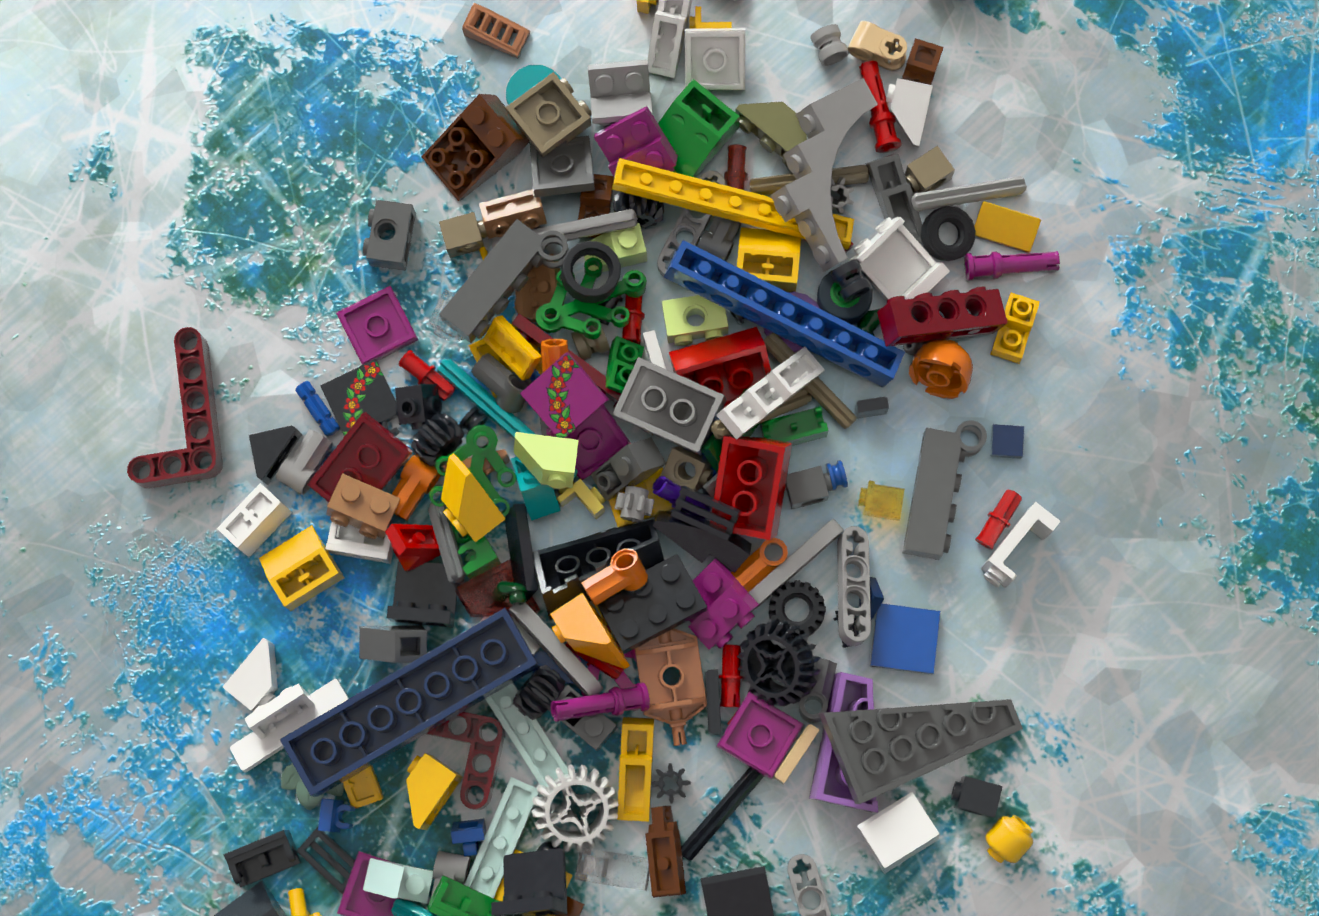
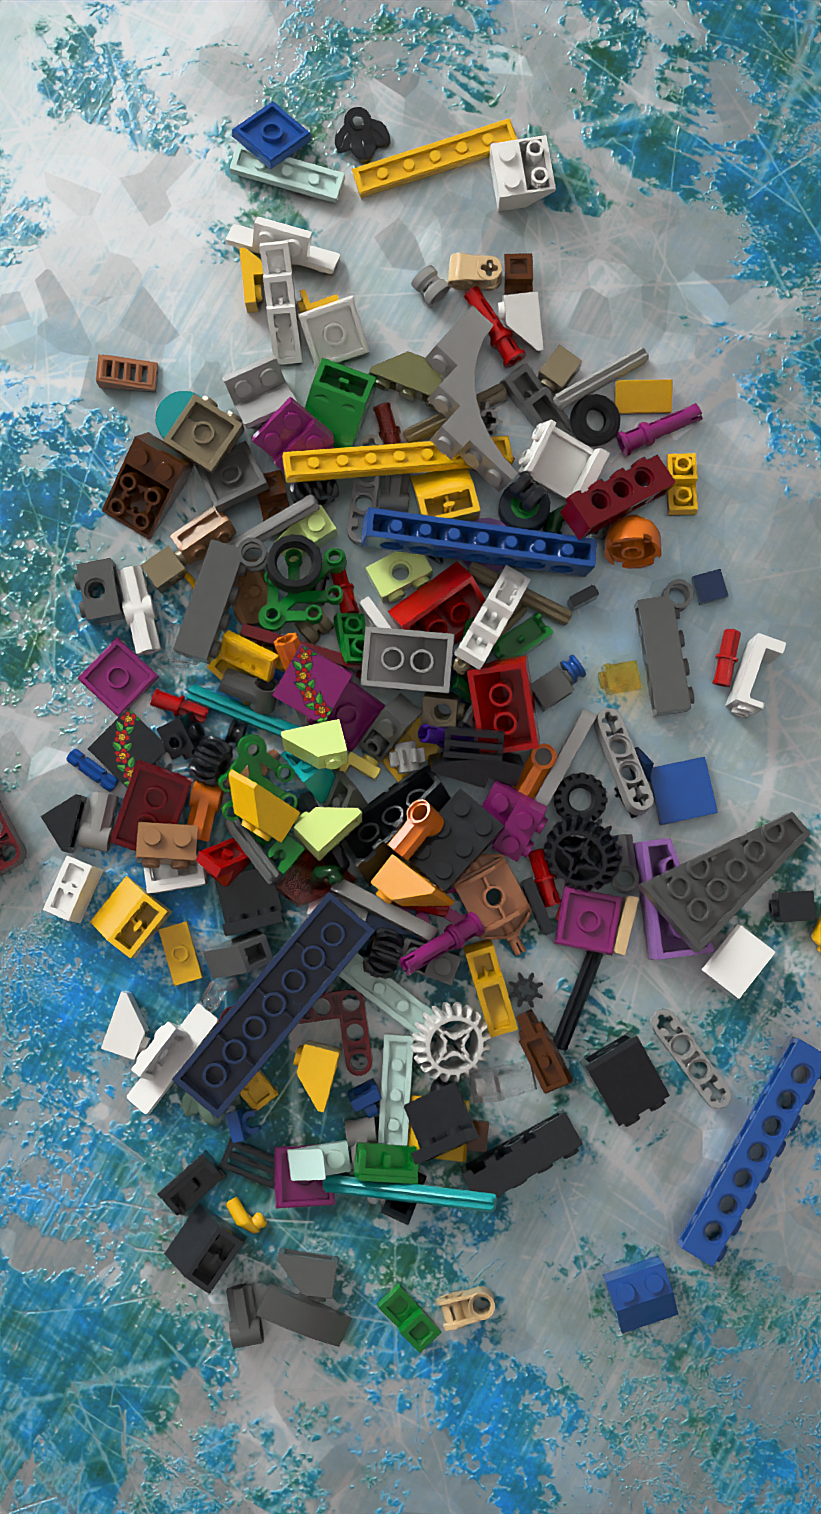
camera: 25 degrees left, 5 degrees up
(337, 622) = (180, 953): none -> yellow plate
(359, 672) = (216, 991): none -> clear arm
(422, 267) = (139, 610): none -> white piece
(526, 544) = (325, 828): none -> yellowish green slope
(554, 525) = (345, 794): none -> dark grey slope

